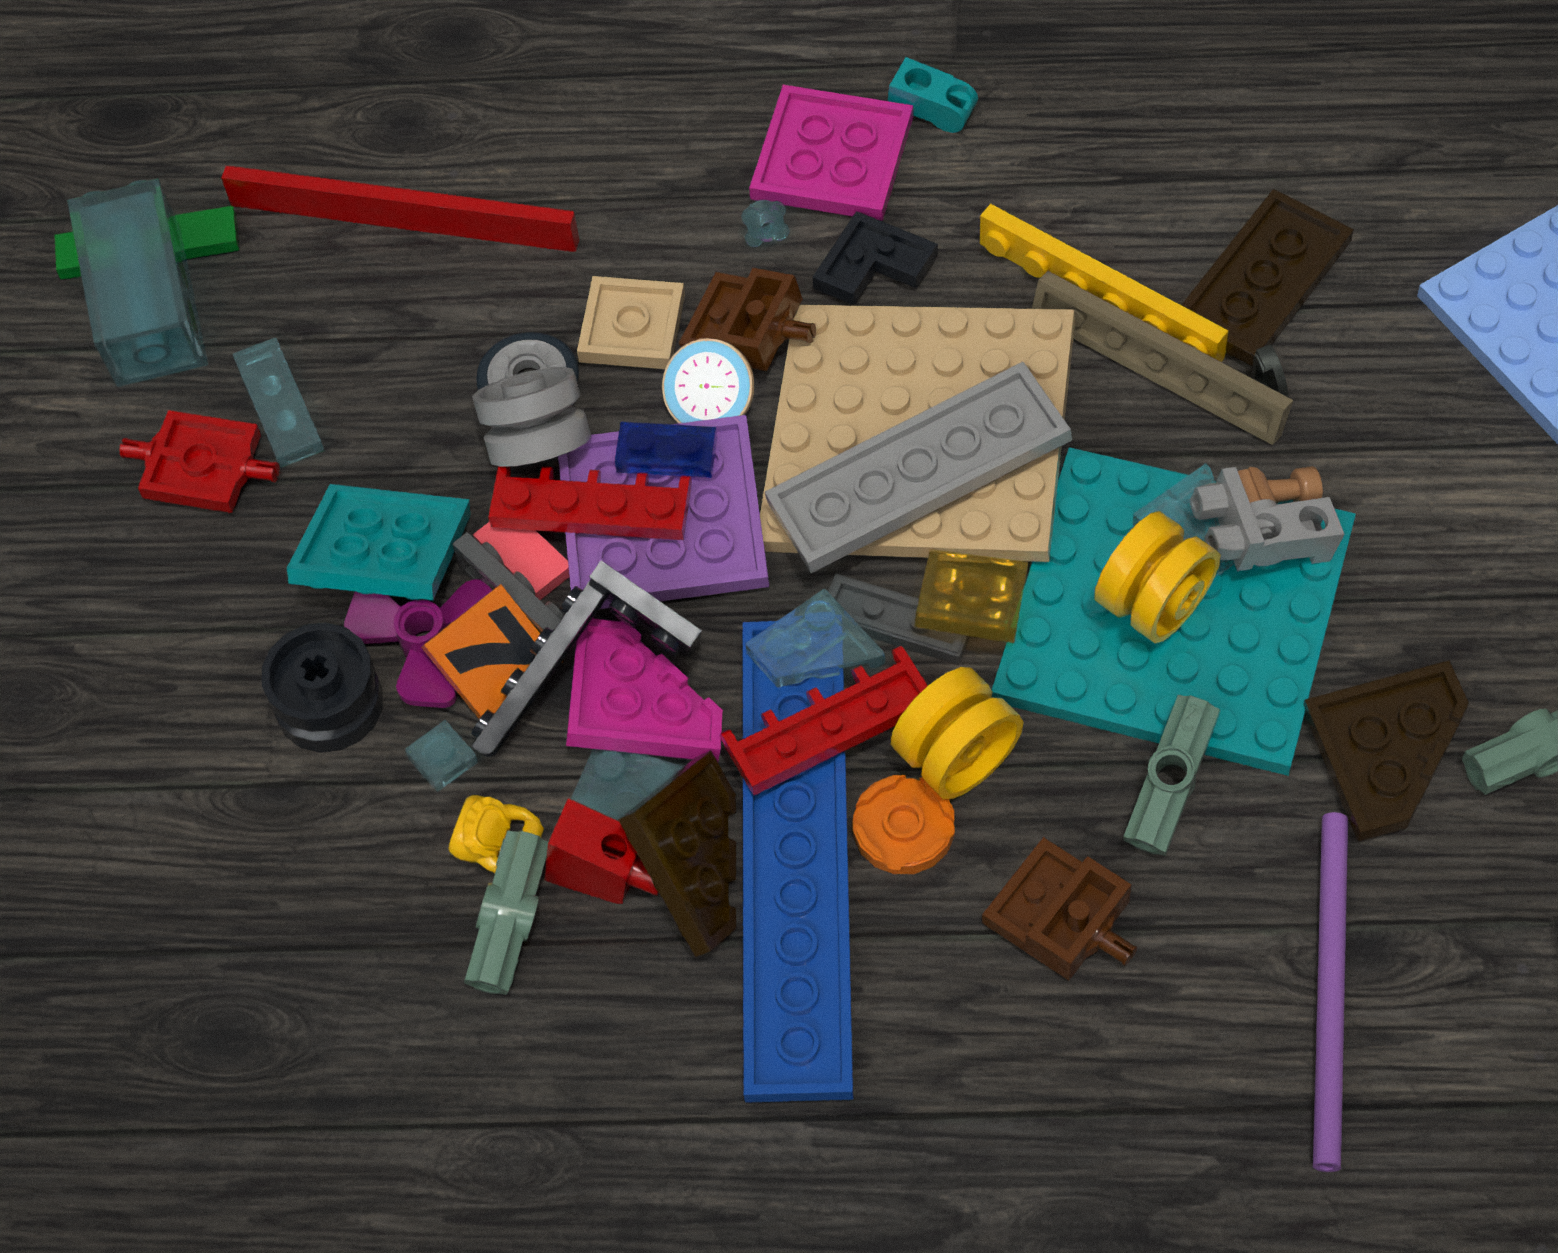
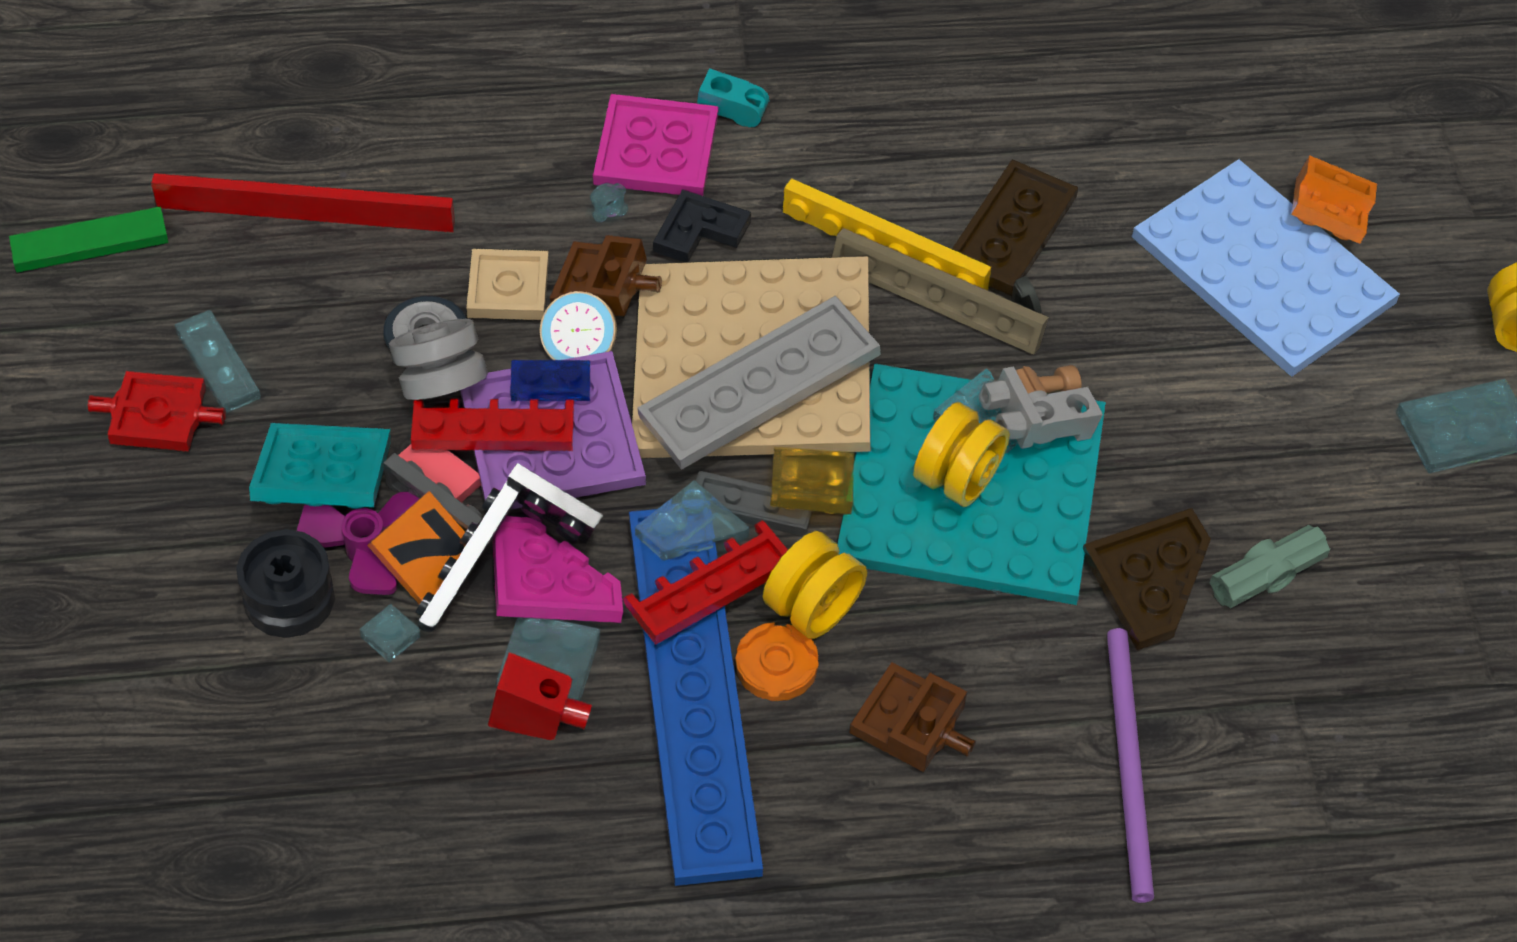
camera: 15 degrees left, 5 degrees down
(137, 282) = (91, 268): clear light blue brick -> none
(484, 826) = (433, 689): yellow piece -> none
(507, 912) = (462, 750): sand green piece -> none
(687, 849) = (604, 685): dark brown plate -> none
(1162, 804) = (980, 628): sand green piece -> none

